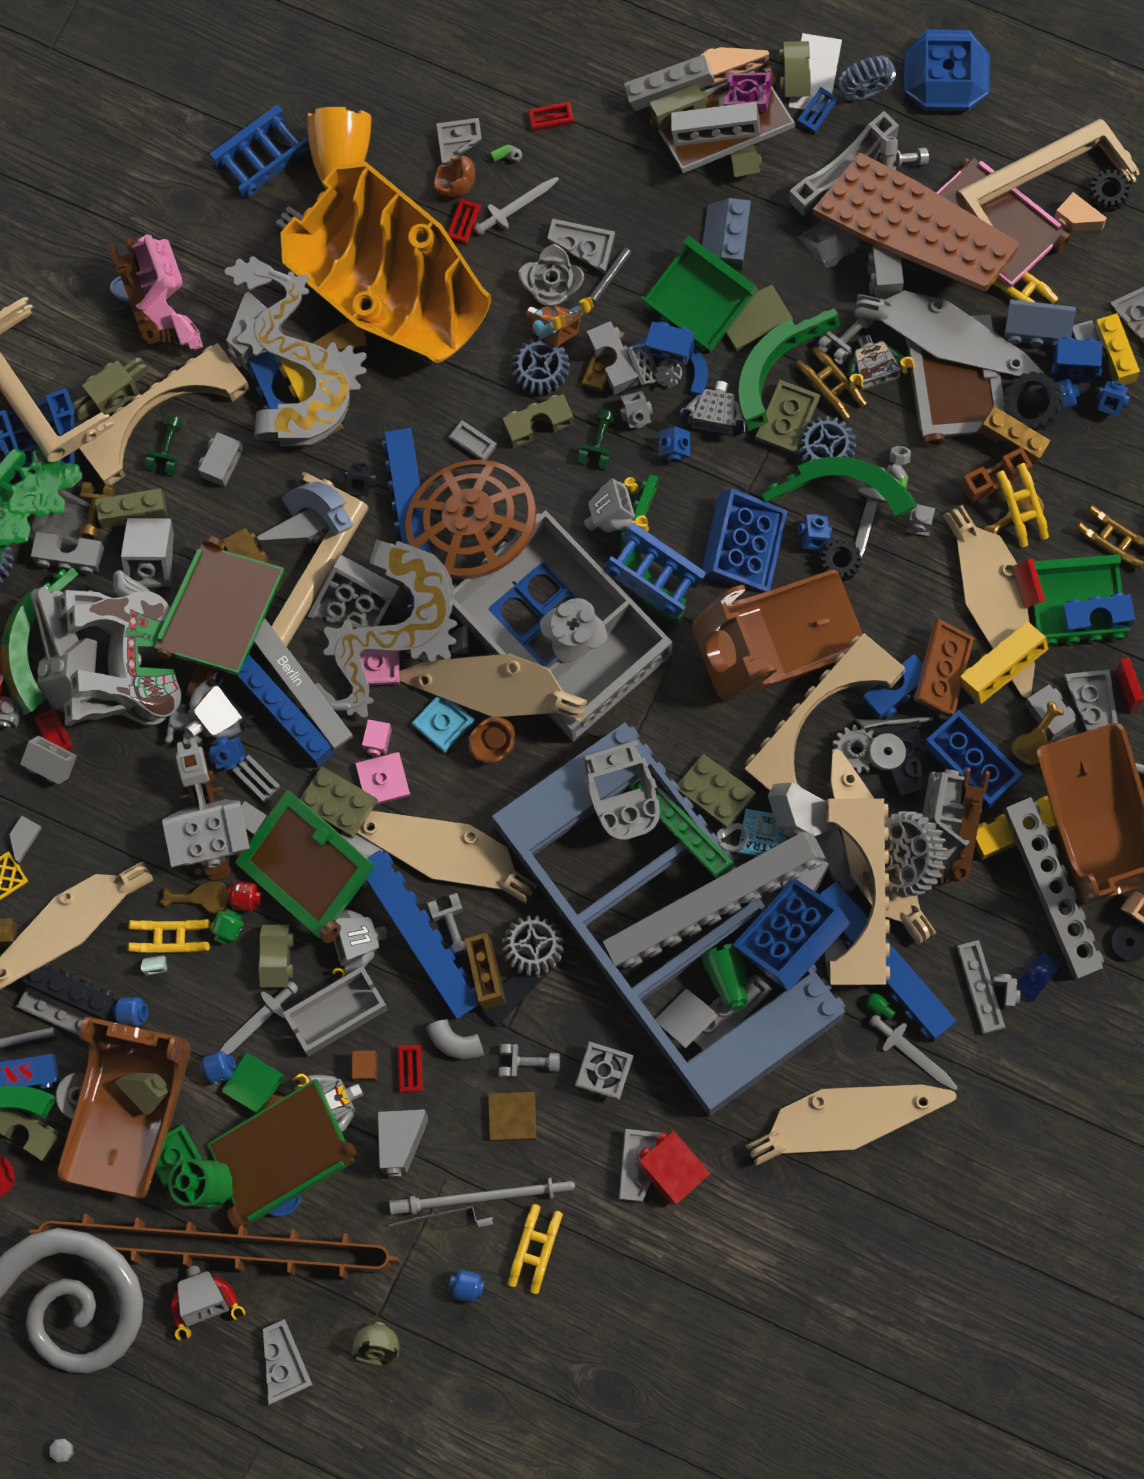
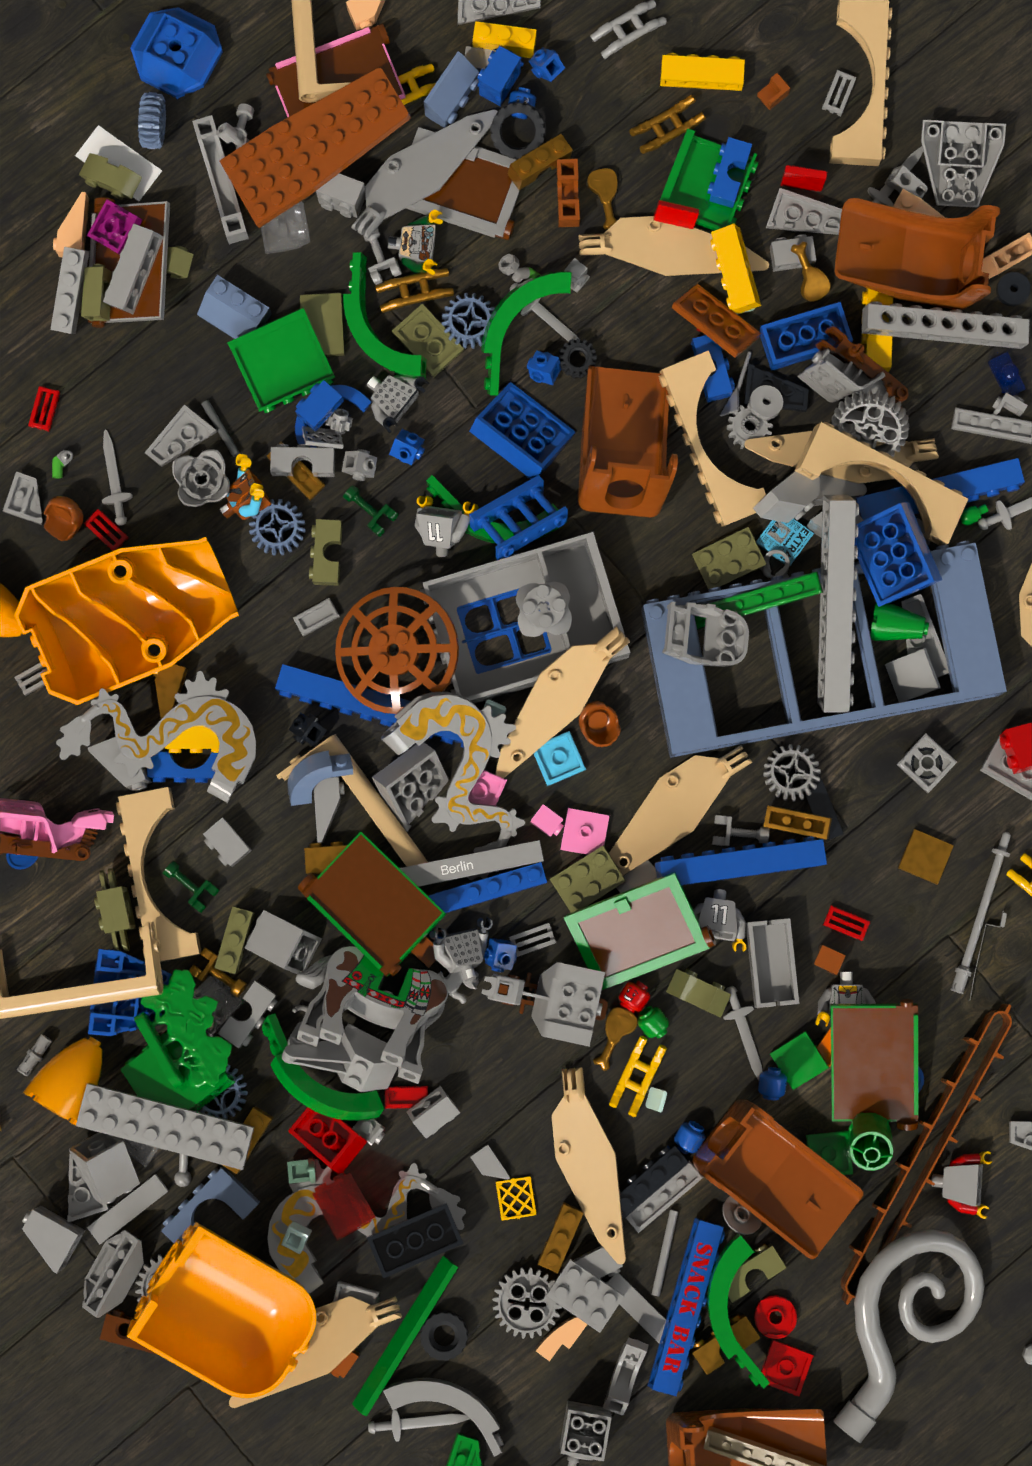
camera: 70 degrees left, 10 degrees up
(145, 1090) = (766, 1154): olive slope -> none
(252, 817) = (570, 957): light grey brick -> none
(399, 1139) = (907, 958): light grey slope -> none
(452, 1044) = (844, 877): light grey cylinder -> none
(551, 1062) = (895, 803): light grey bar -> none
(808, 124) = (165, 193): blue tile -> none
(1011, 499) = (597, 190): yellow piece -> none

